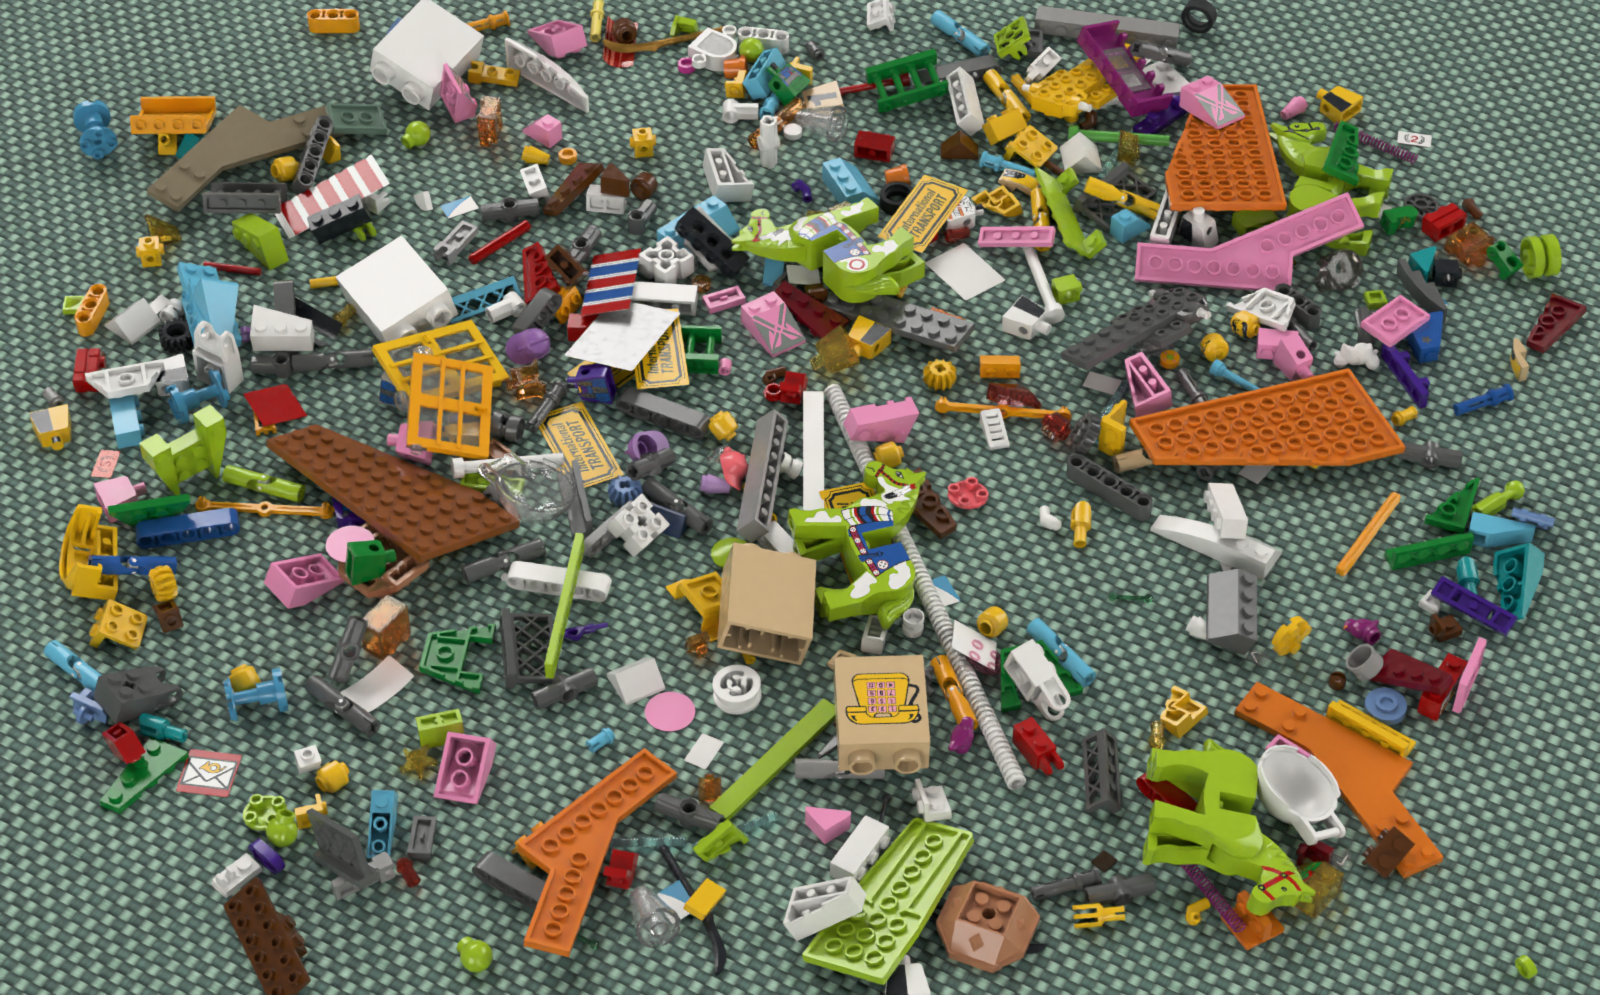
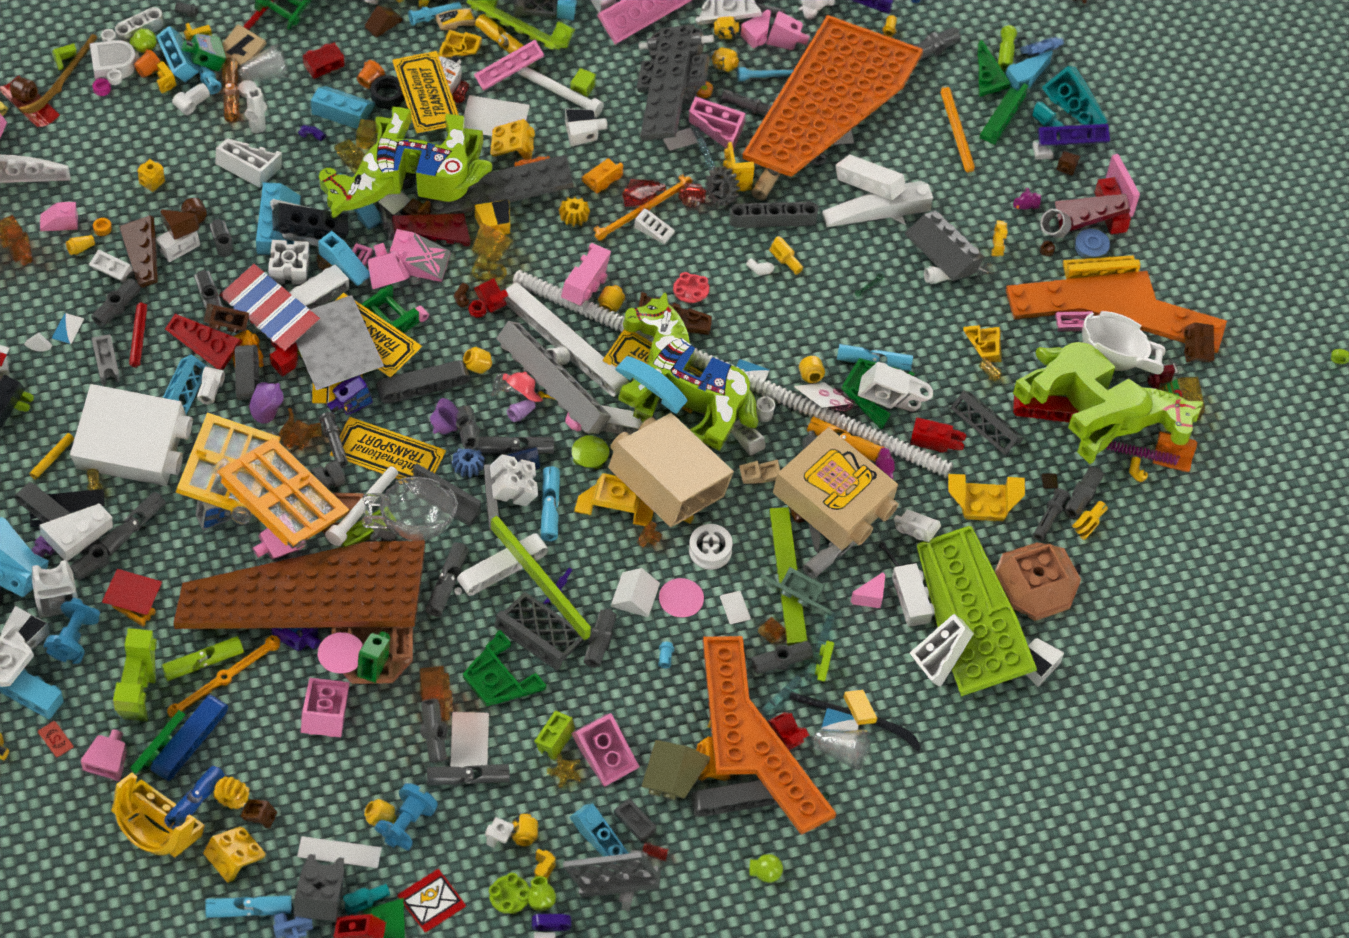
camera: 50 degrees left, 10 degrees up
(193, 690) = (331, 850): none -> white sticker
(490, 820) = (673, 770): none -> olive slope
(650, 566) = (549, 515): none -> medium azure piece
(707, 285) = (337, 252): none -> medium azure slope
(730, 311) = (386, 267): none -> bright pink torso
(766, 772) = (800, 586): none -> sand green bracket
(816, 368) = (488, 276): none -> clear yellow beam
(824, 527) = (654, 381): none -> medium azure slope
(958, 292) = (513, 137): none -> yellow bracket
(1016, 826) = (986, 501): none -> yellow piece

